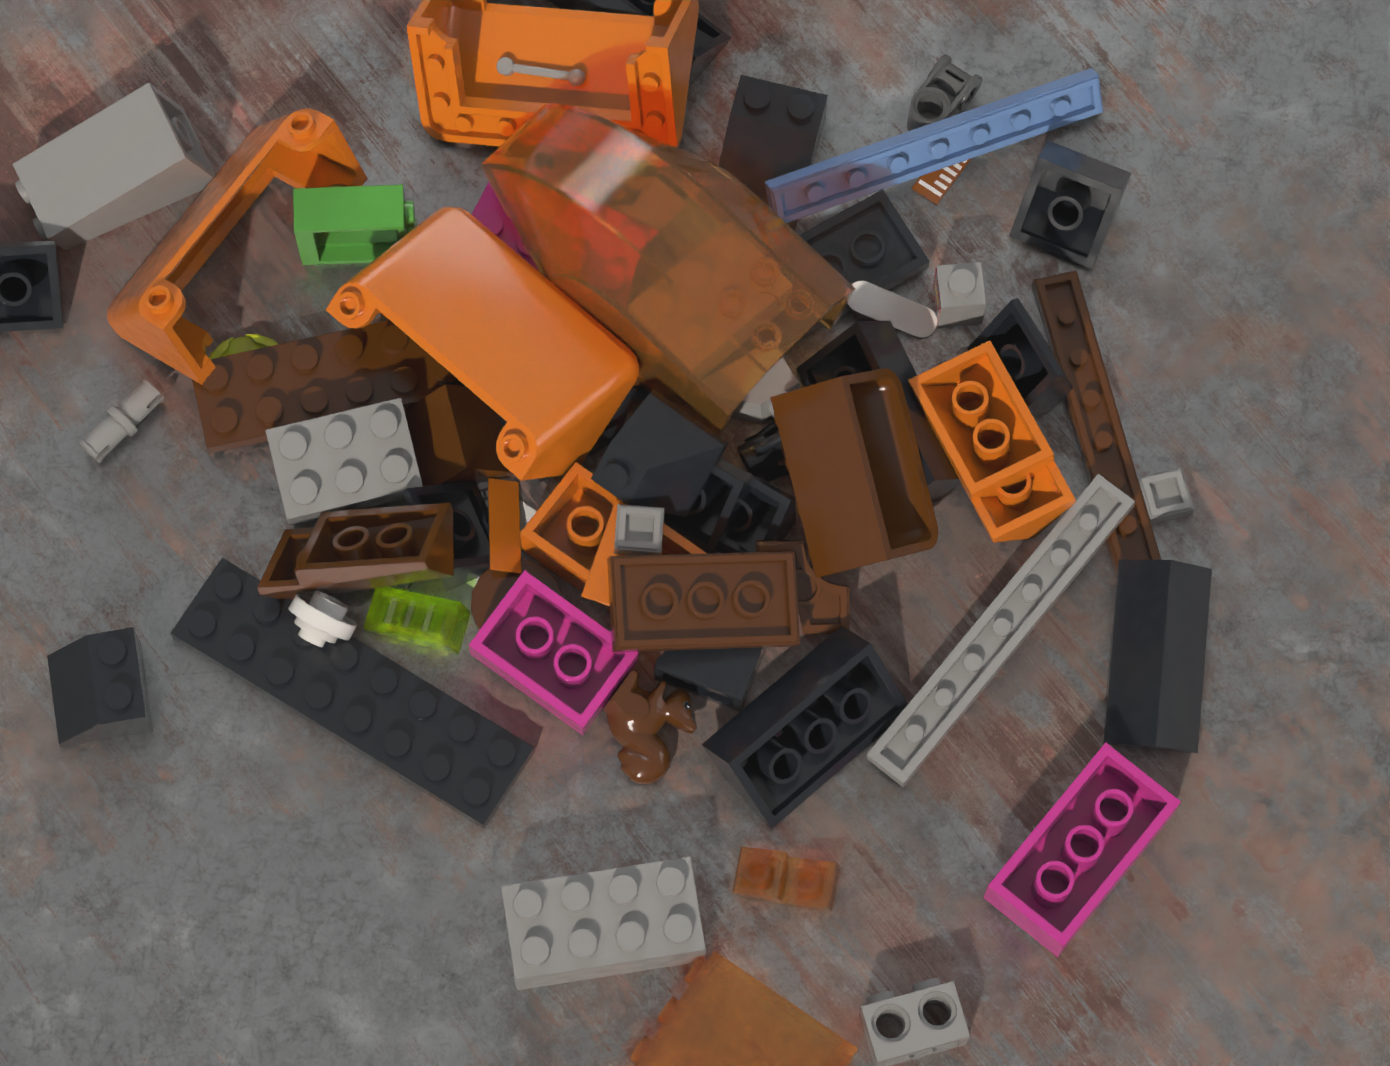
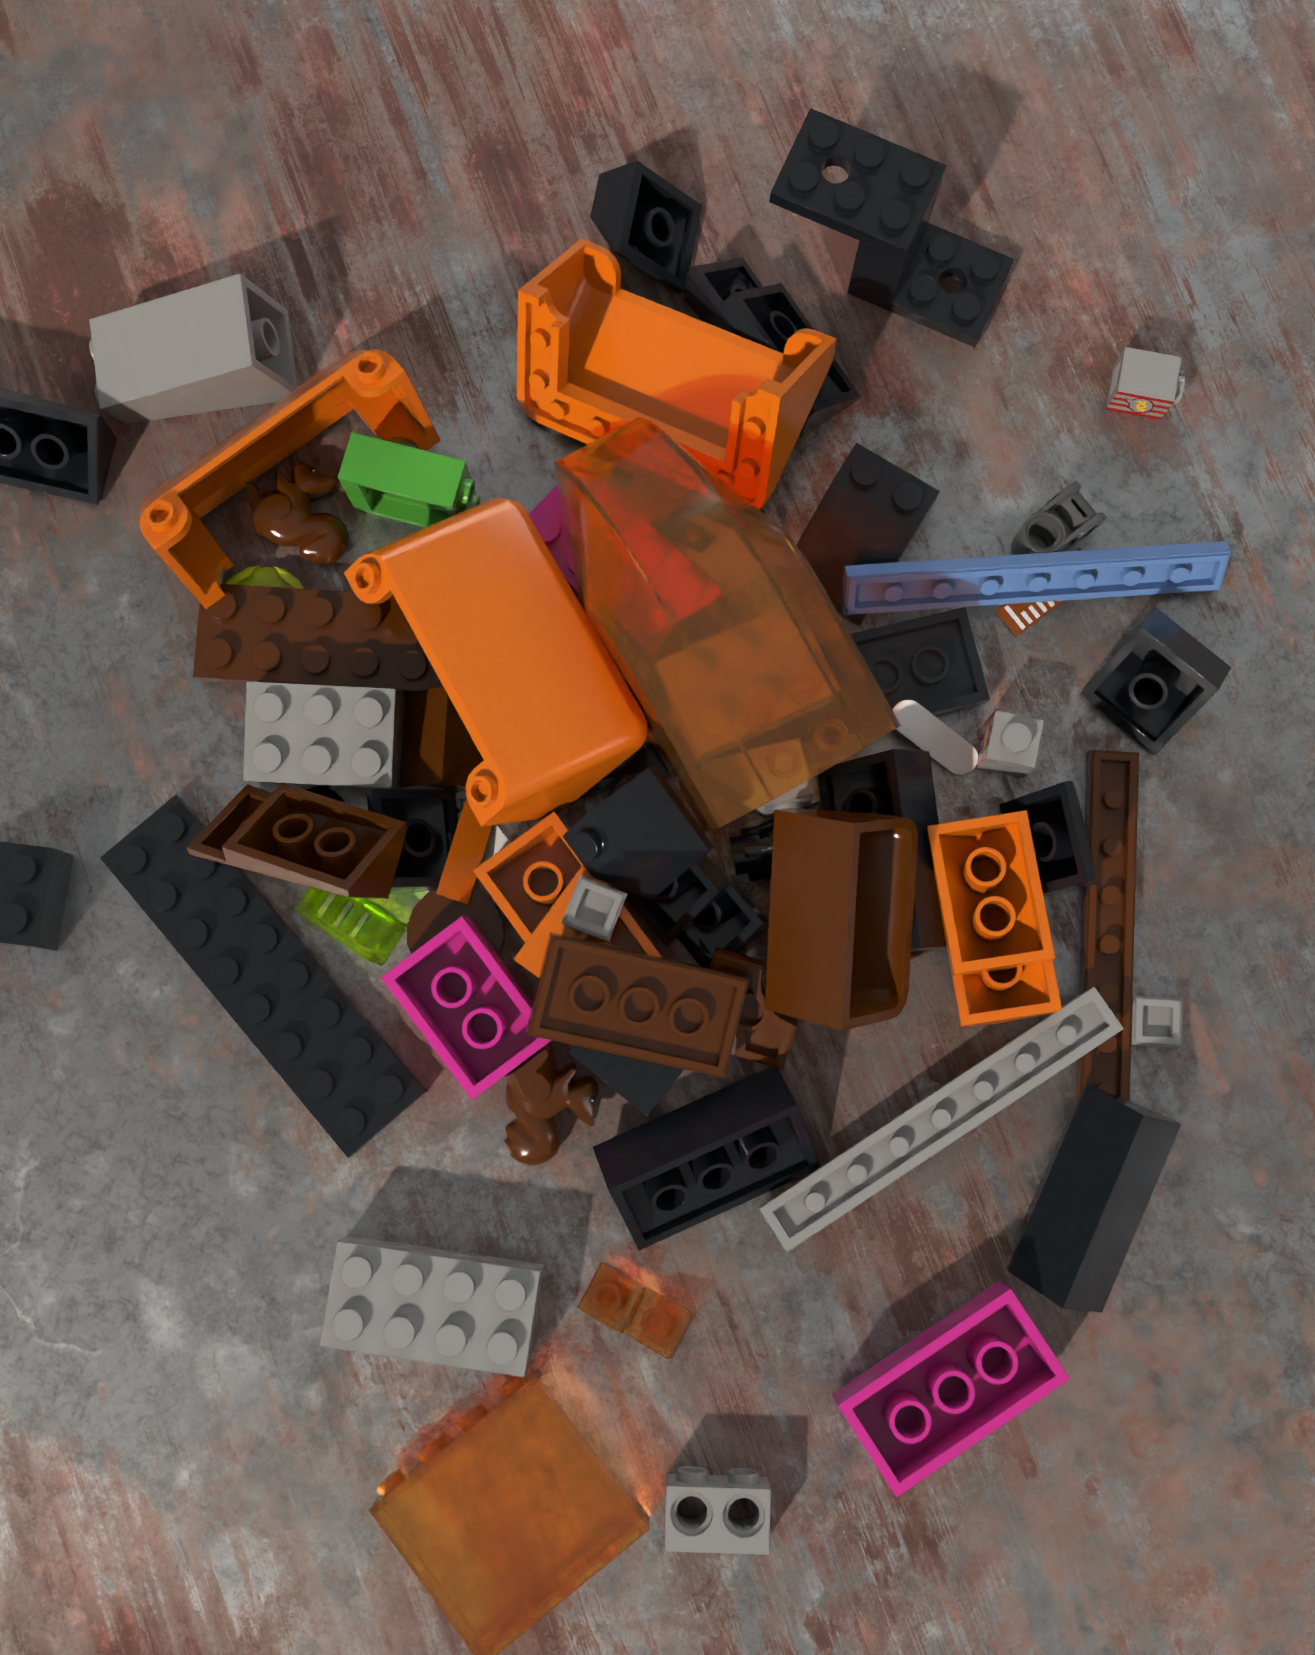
camera: 20 degrees right, 10 degrees up
(121, 421) = (120, 620): light grey pin -> none
(247, 288) = (288, 518): none -> reddish brown animal
(321, 618) = (245, 897): white plate -> none
(507, 67) = (619, 363): light grey hinge -> none

